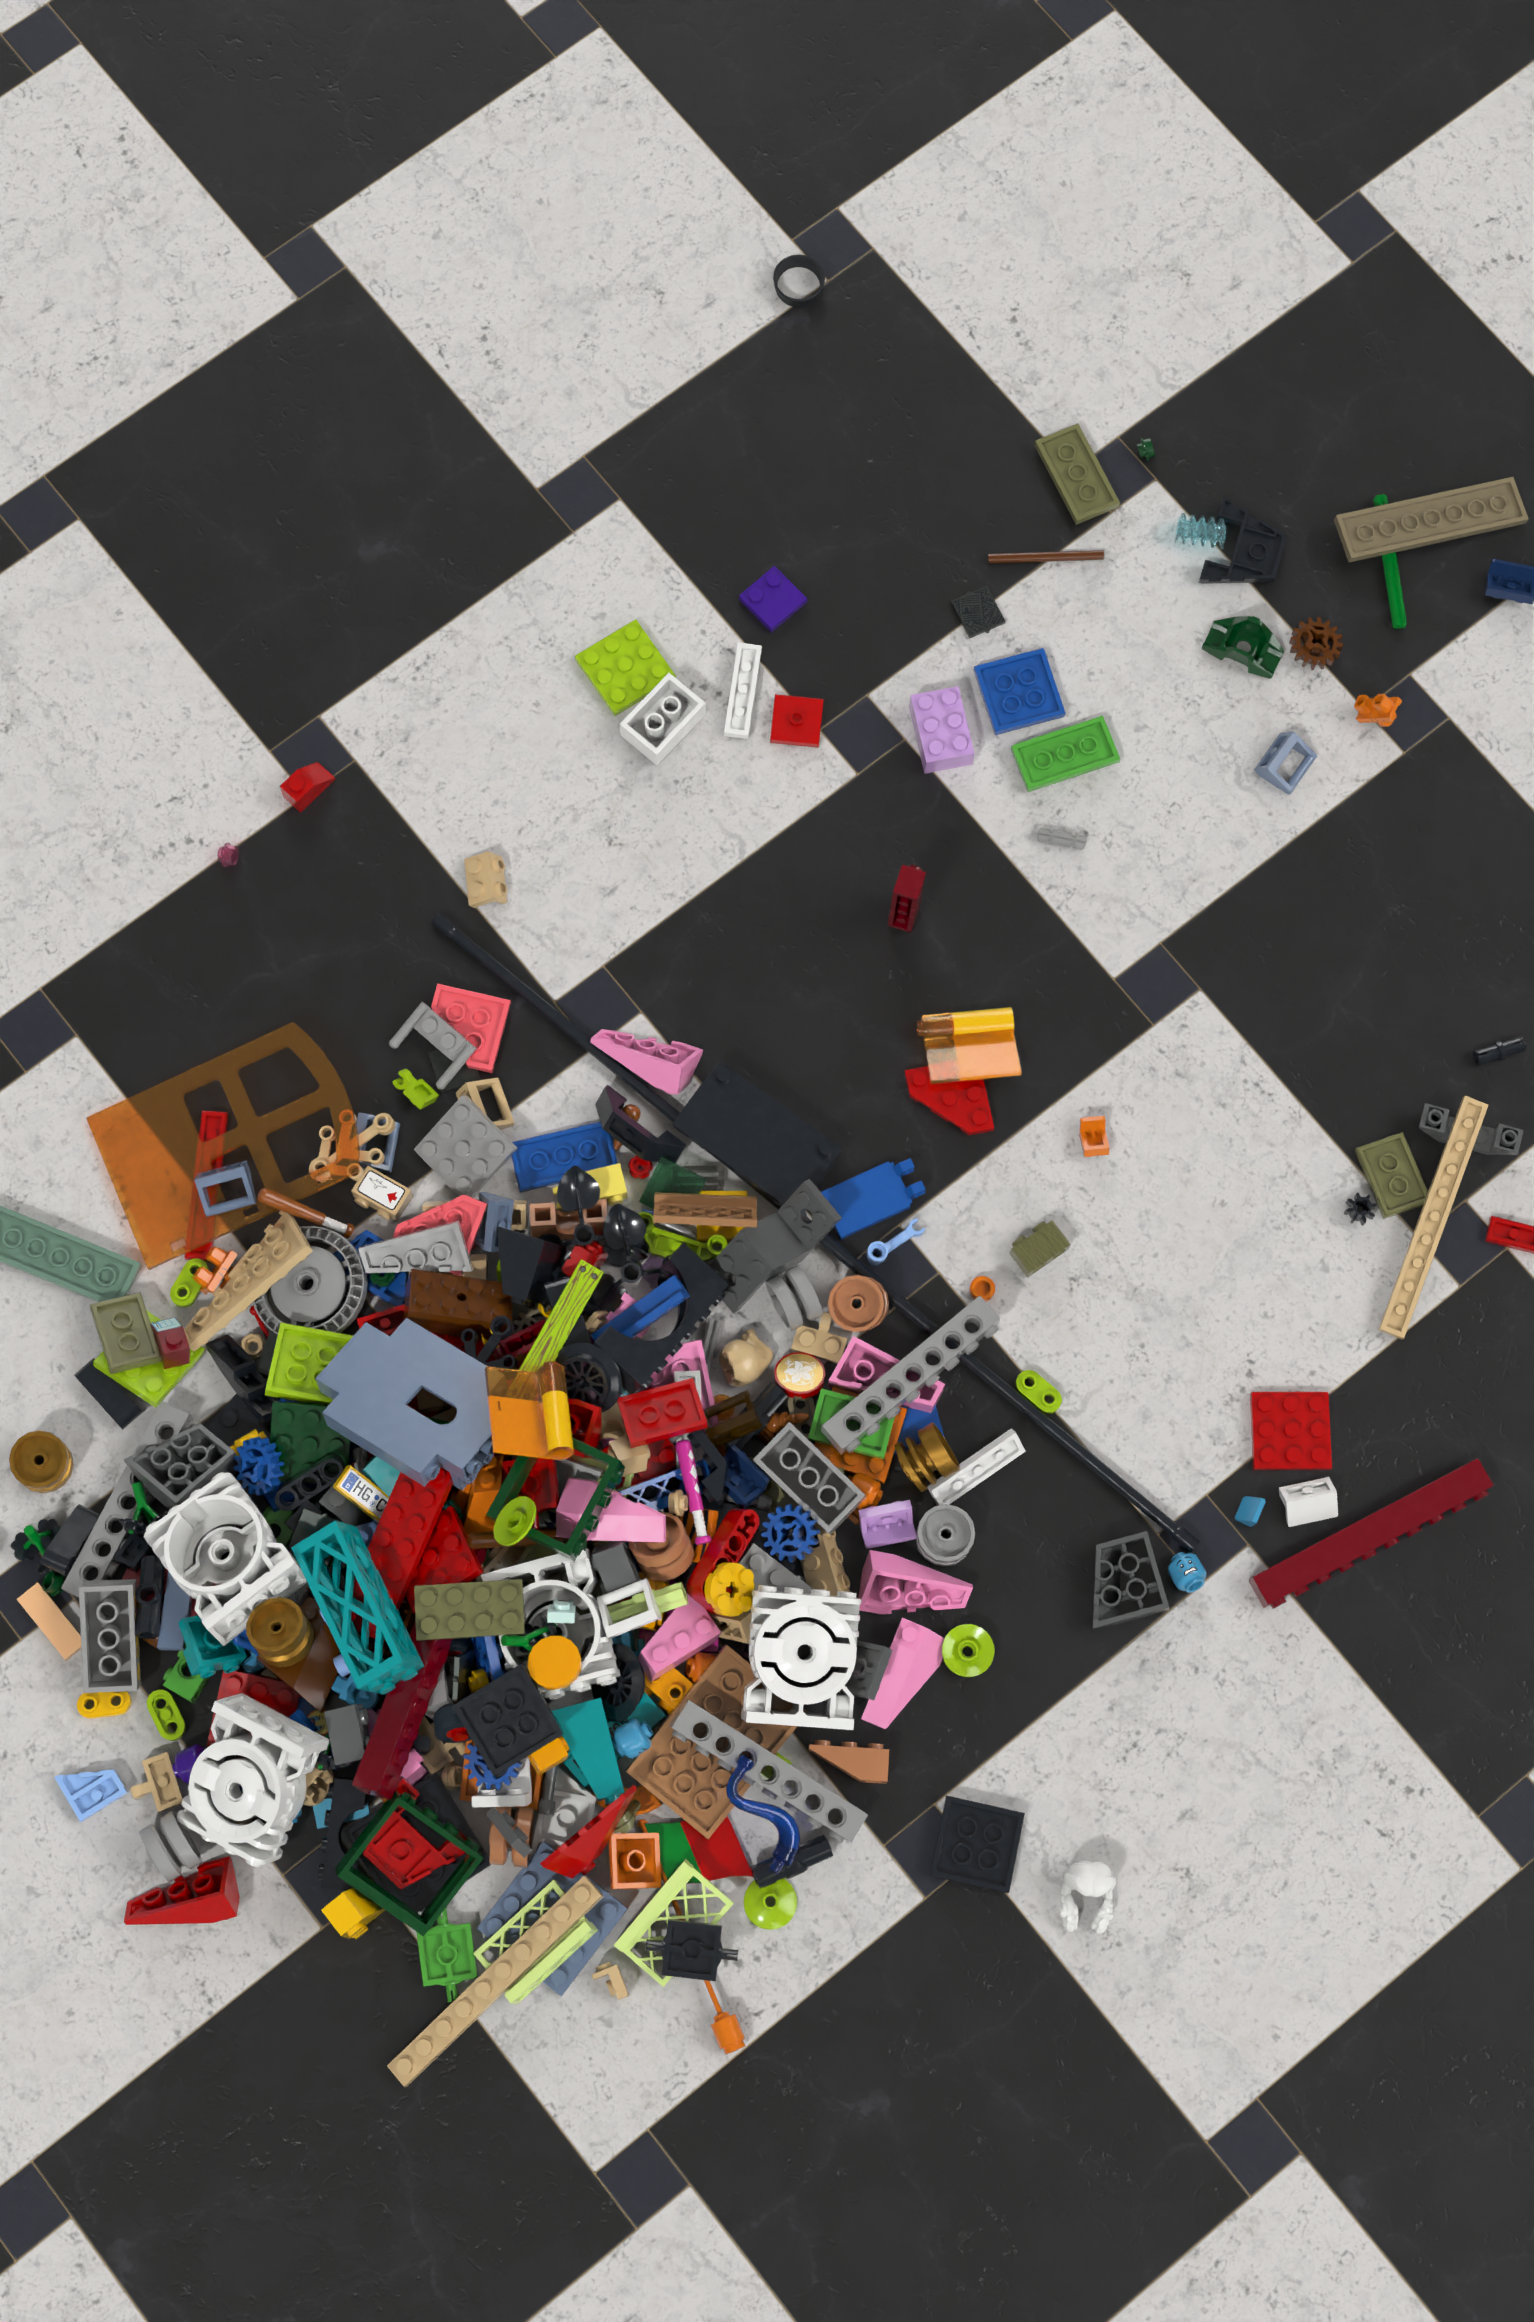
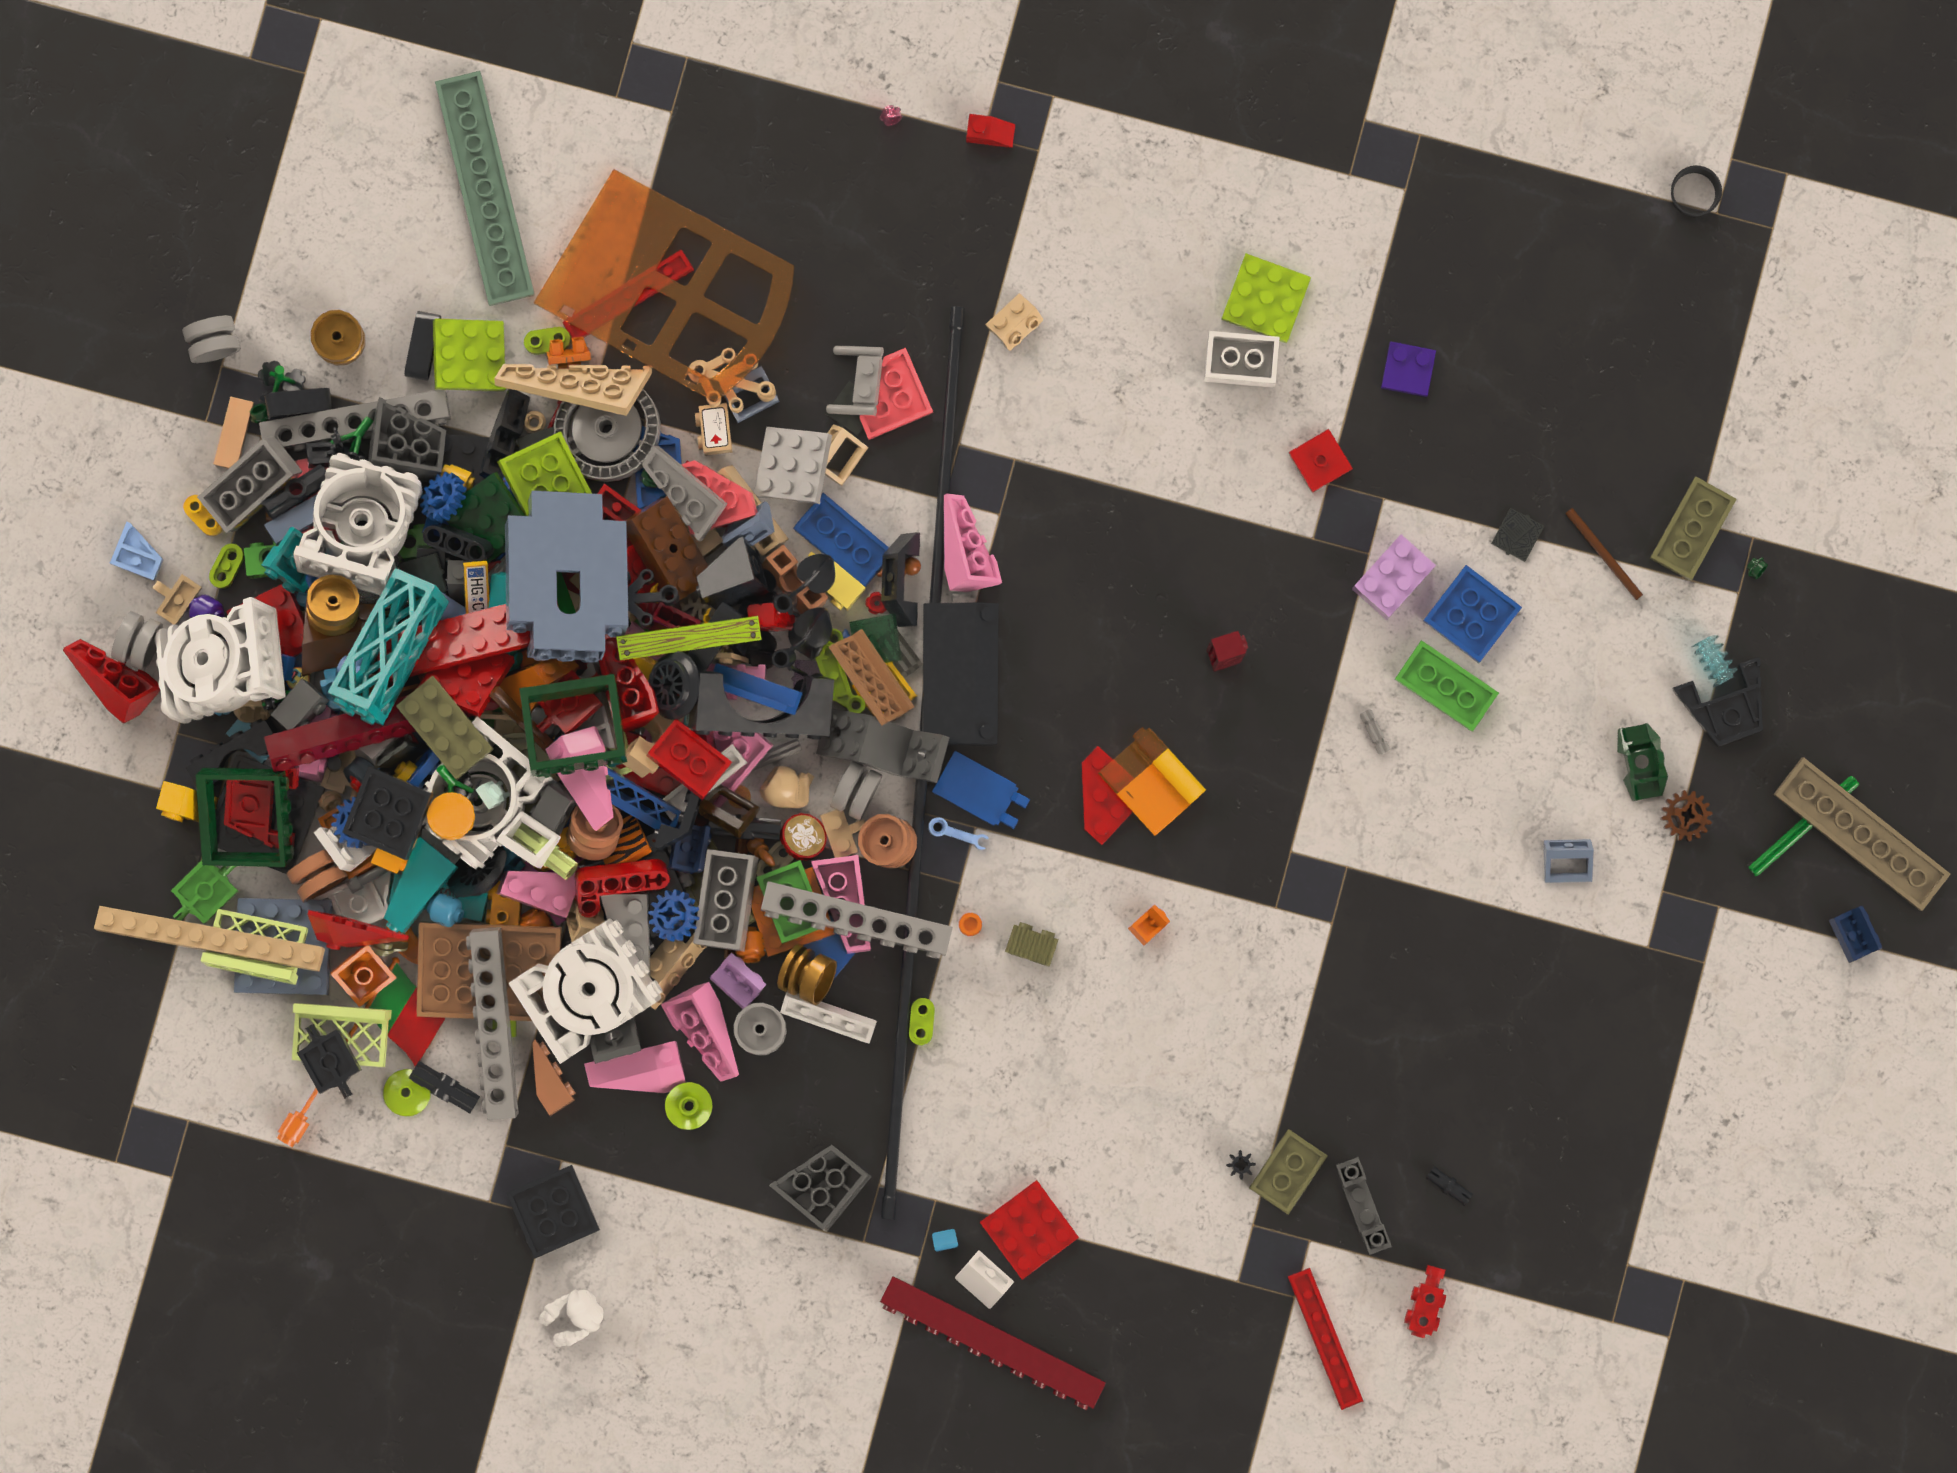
camera: 55 degrees right, 10 degrees up
(125, 1333) = (472, 325): olive tile -> none
(171, 1342) = (490, 362): dark red slope -> none
(221, 1175) = (639, 305): sand blue tile -> none
(302, 1211) = (651, 370): dark orange piece -> none
(417, 1091) = (811, 396): lime plate -> none
(514, 1521) = (525, 713): lime dish -> none
(514, 1836) = (309, 878): dark grey plate -> none
(530, 1412) = (613, 664): clear orange door -> none
(616, 1983) = (270, 1024): tan bracket -> none
(677, 1503) = (633, 818): tan plate -> none
(690, 1479) = (655, 818): dark pink piece -> none
(723, 1577) = (601, 890): yellow plate -> none
(742, 690) = (1313, 402): white plate -> none
(785, 1824) = (461, 1068): clear blue animal -> none
(1187, 1572) = (863, 1225): dark azure head -> none
(1377, 709) = (1663, 901): orange hips -> none
(1433, 1217) = (1274, 1224): tan plate -> none

